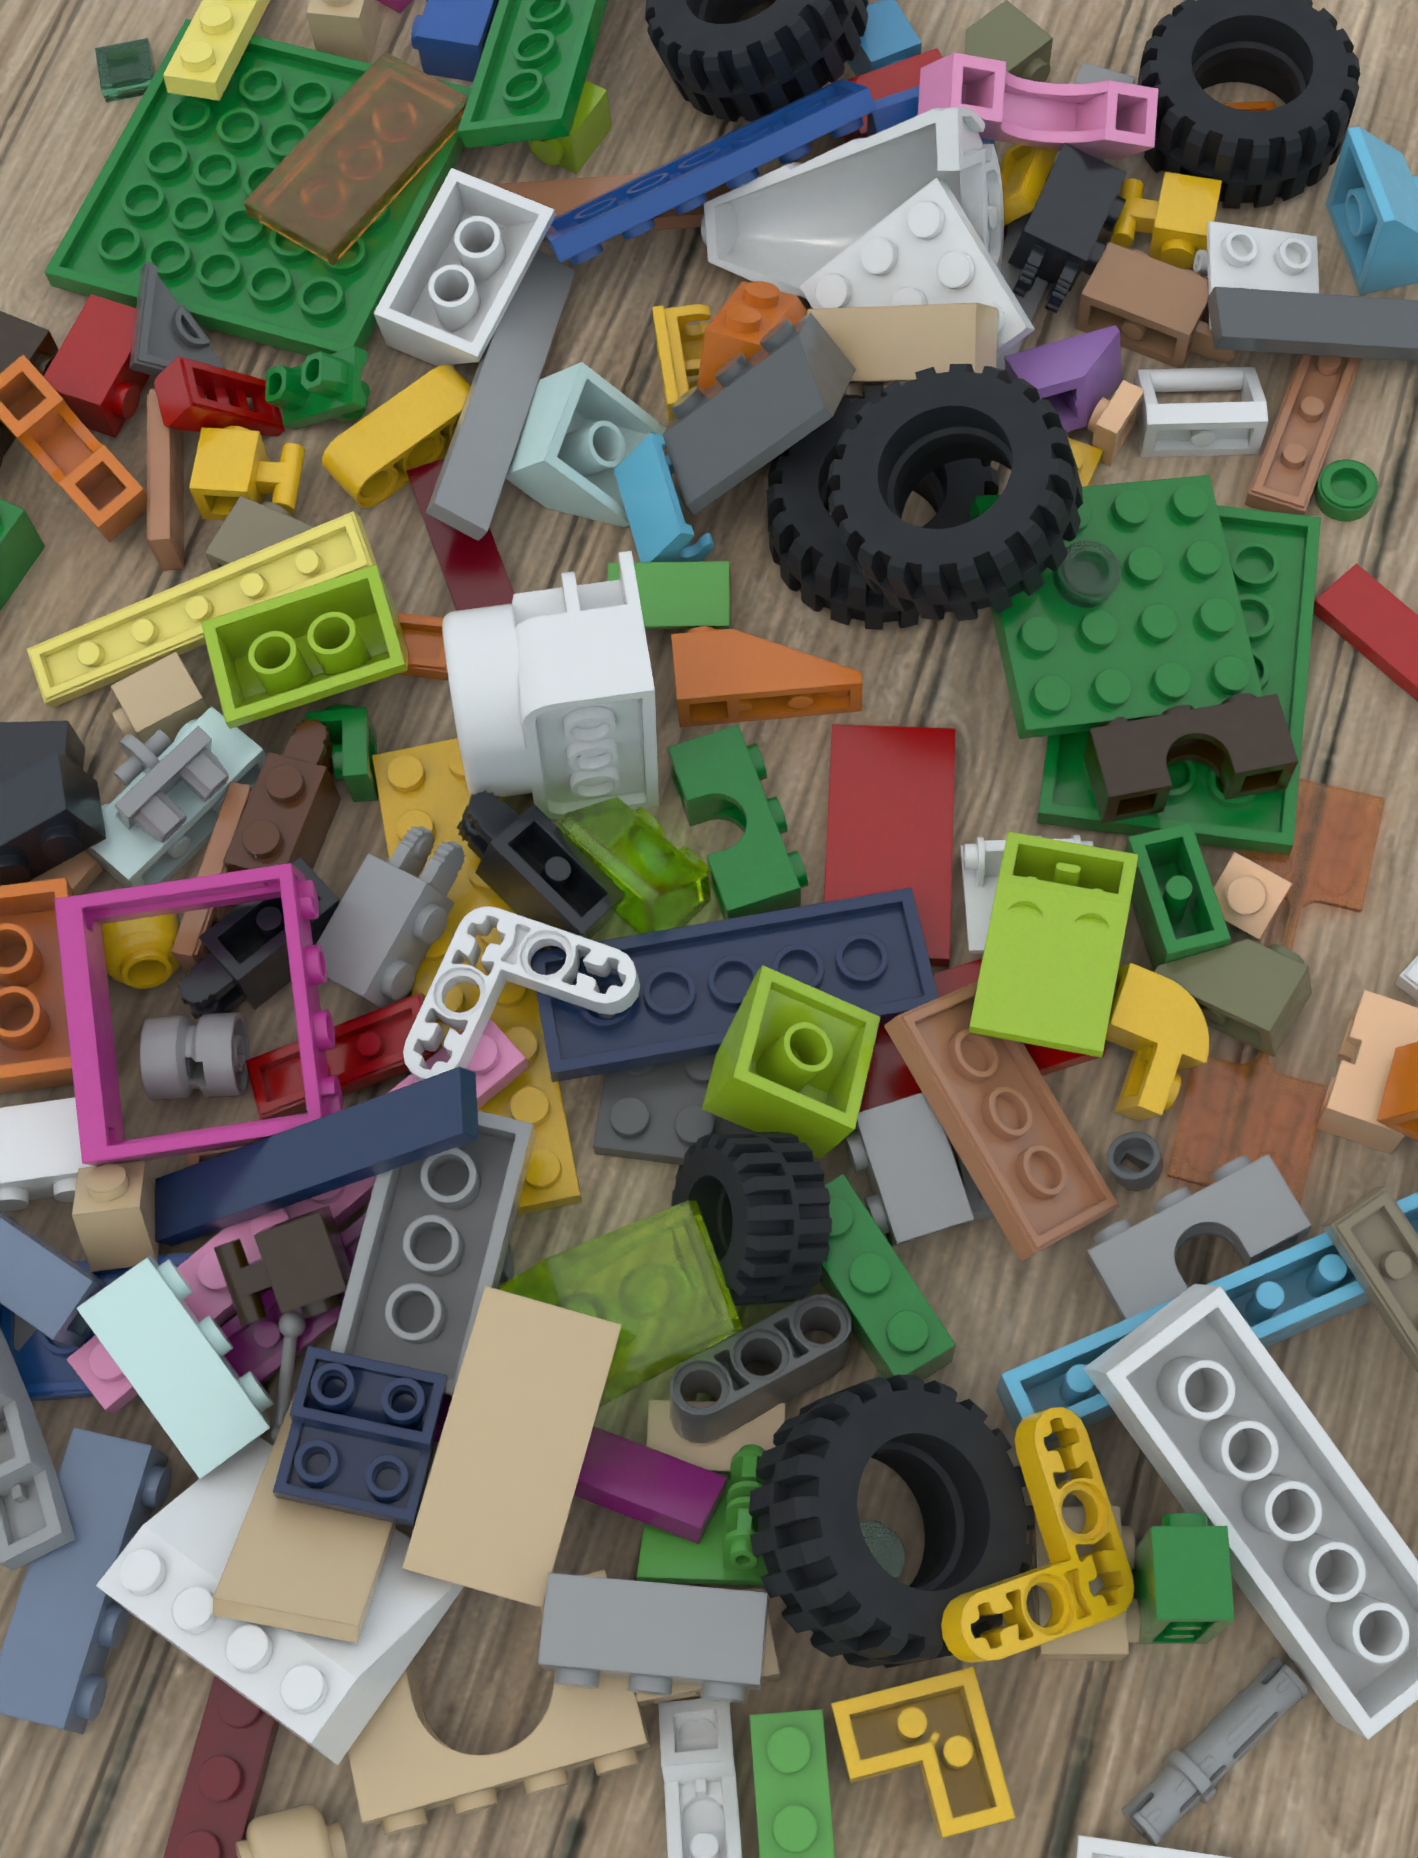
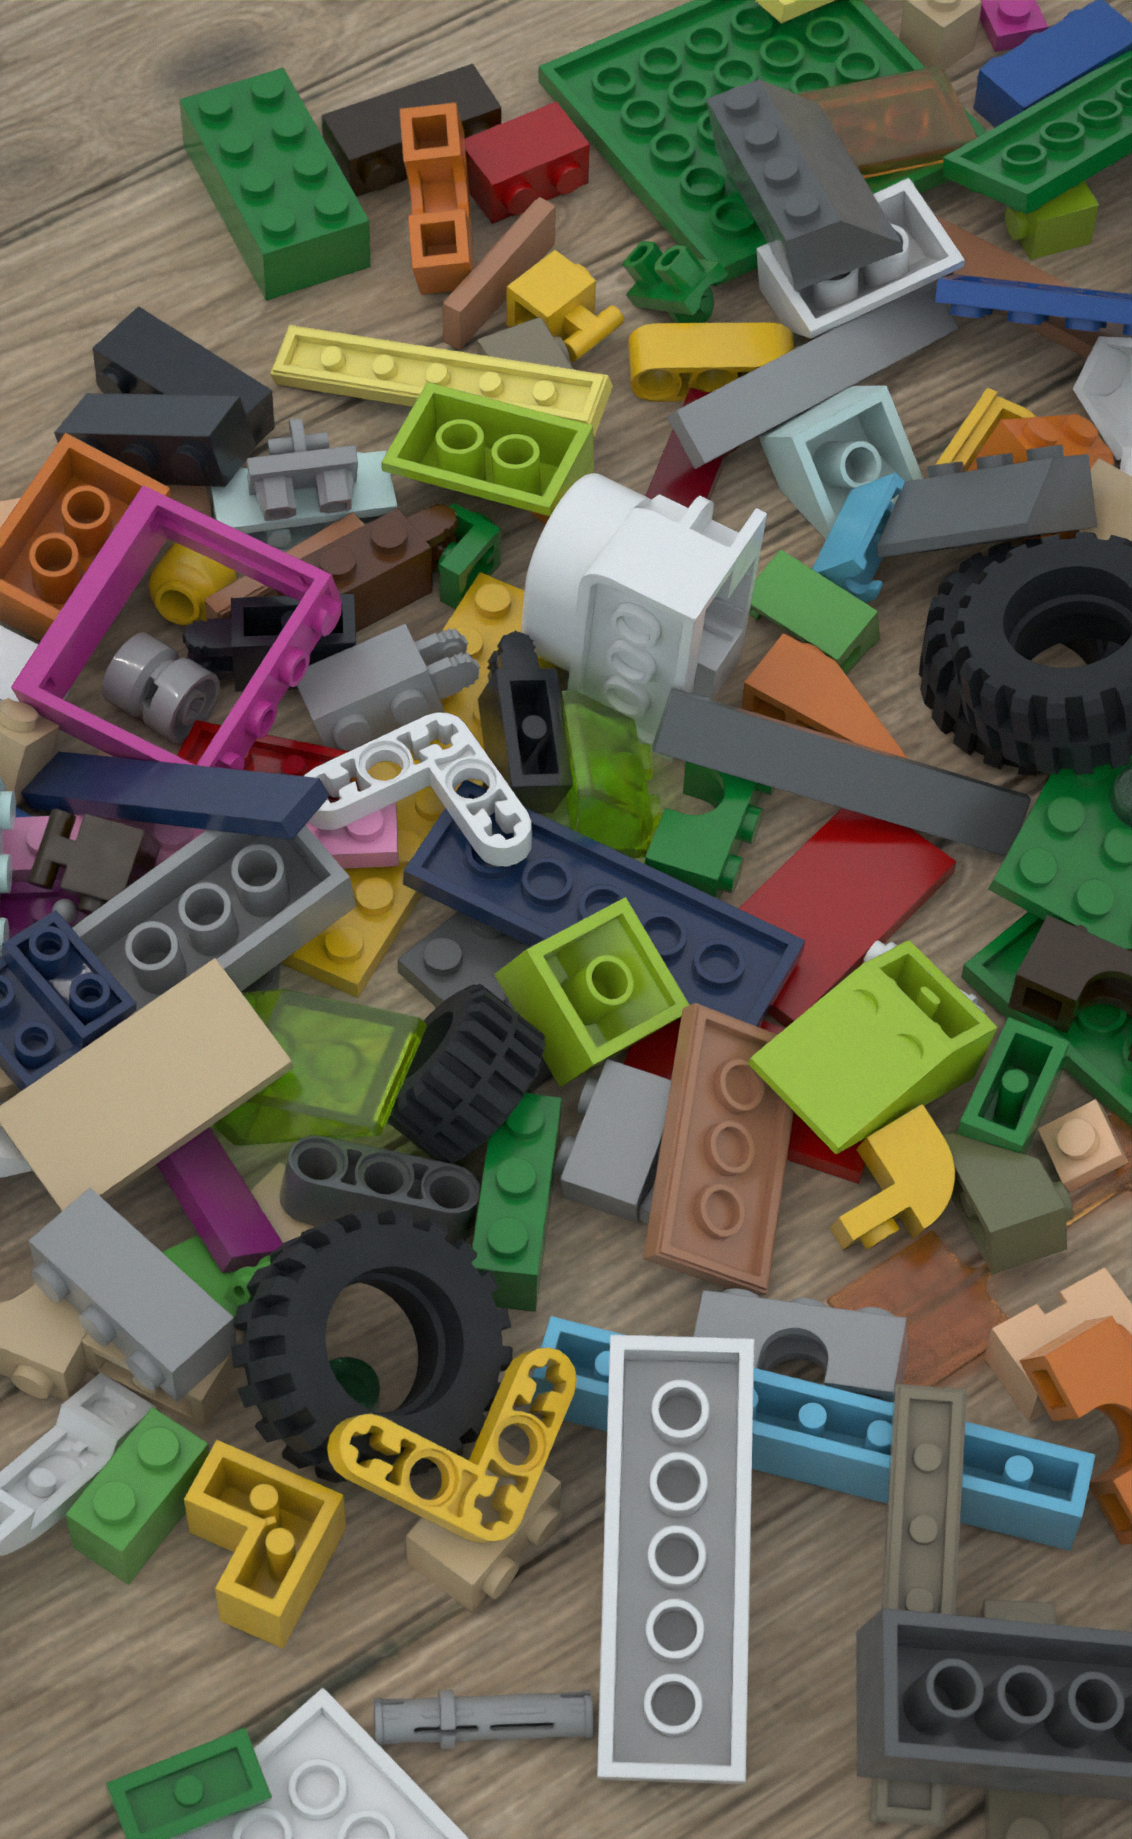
camera: 30 degrees right, 10 degrees down
(157, 699) = (355, 419): tan brick -> none
(164, 329) = (588, 176): dark grey tile -> none
(184, 407) = (556, 228): red slope -> none
(367, 234) = (799, 183): none -> dark grey slope
(817, 724) = (840, 772): none -> dark grey tile
(1140, 1151) = (820, 1263): dark grey hinge -> none
(1183, 1581) = (549, 1553): green brick -> none

